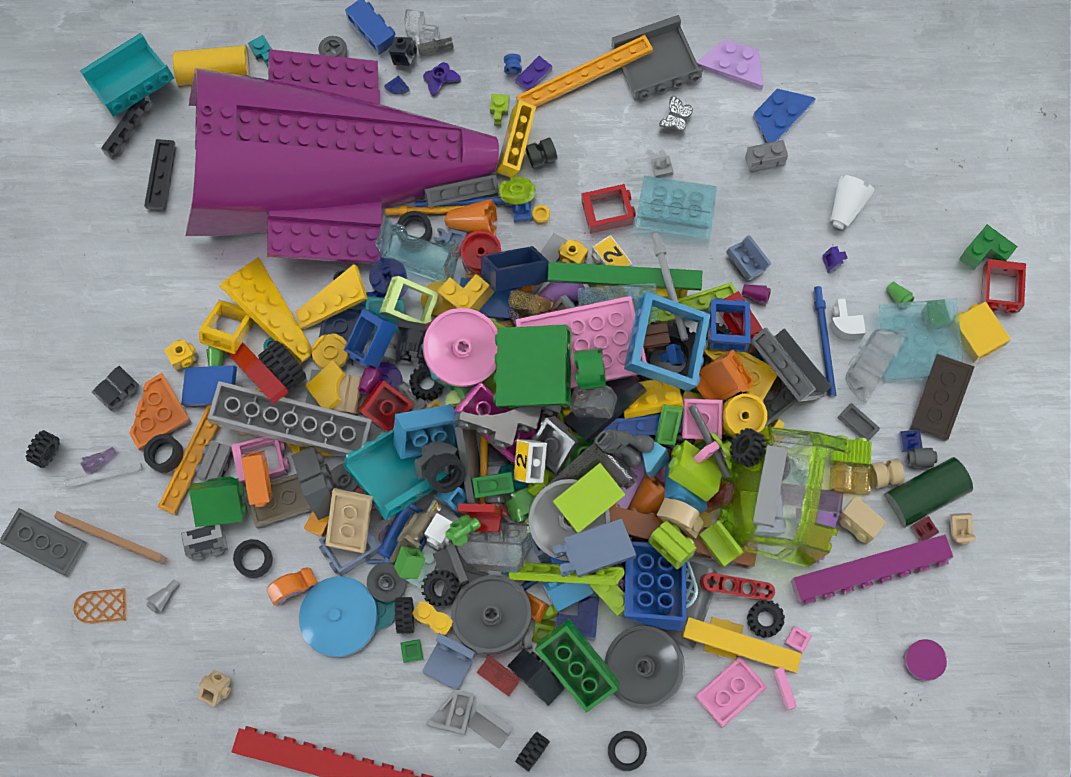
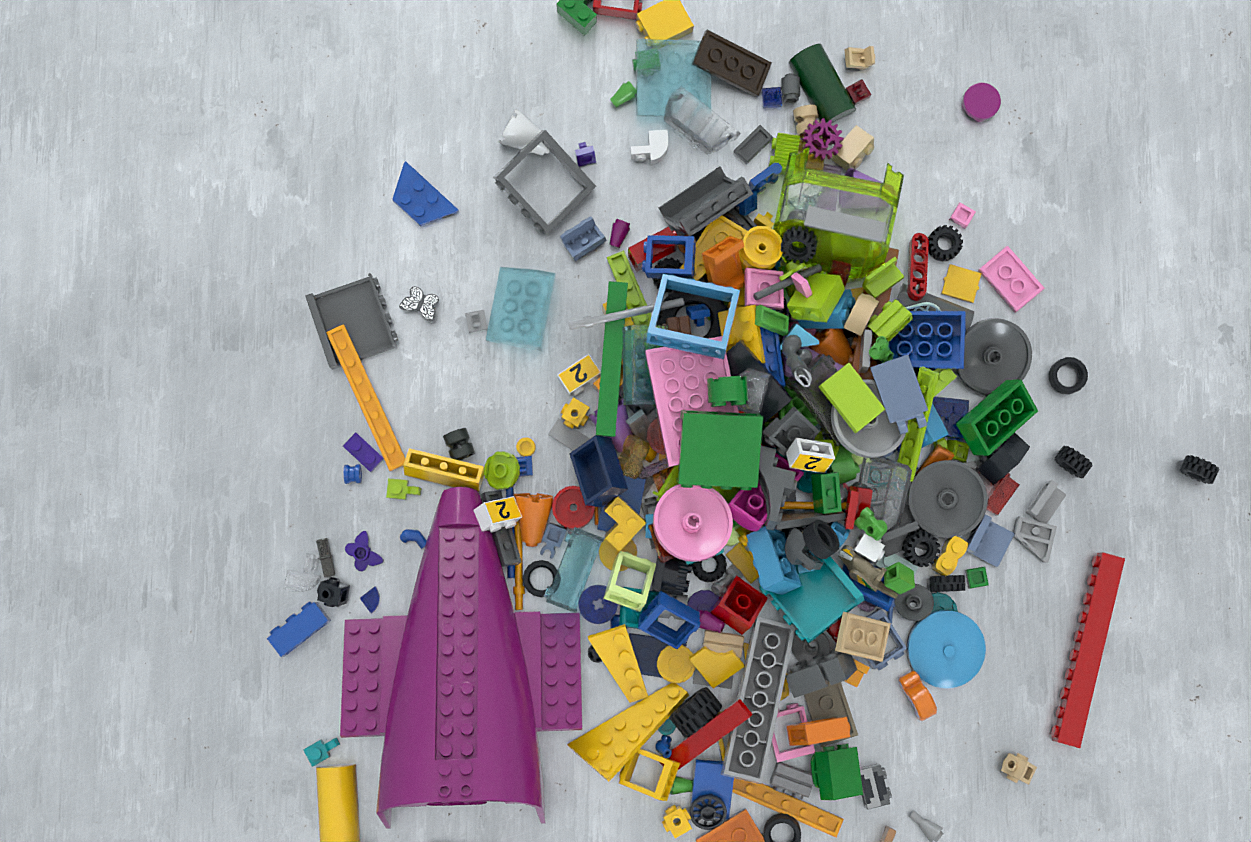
camera: 100 degrees left, 10 degrees up
(188, 382) = (708, 811): none -> black wheel
(249, 544) = (903, 740): black tyre -> none
(253, 342) = (663, 746): none -> blue arm
(336, 42) = (315, 667): dark grey gear -> none
(456, 116) = (413, 535): none -> blue arm
(473, 182) = (498, 514): none -> brick
(609, 223) = (526, 396): red window -> none
(640, 532) = (880, 350): none -> bright green plate
(641, 519) = (866, 341): none -> light grey tile
(734, 62) = (358, 240): lavender wing -> none
(741, 645) = (973, 264): yellow tile -> none
(766, 155) = (470, 214): flat silver brick -> none
(784, 688) = (1010, 229): bright pink tile -> none
(794, 411) = (748, 205): none -> blue tile
(818, 423) = (767, 176): none -> blue plate
(820, 306) = (632, 172): blue bar -> none
(822, 240) = (565, 160): none -> dark grey window
(858, 483) = (827, 133): none -> magenta gear
(871, 569) = (898, 141): magenta brick -> none

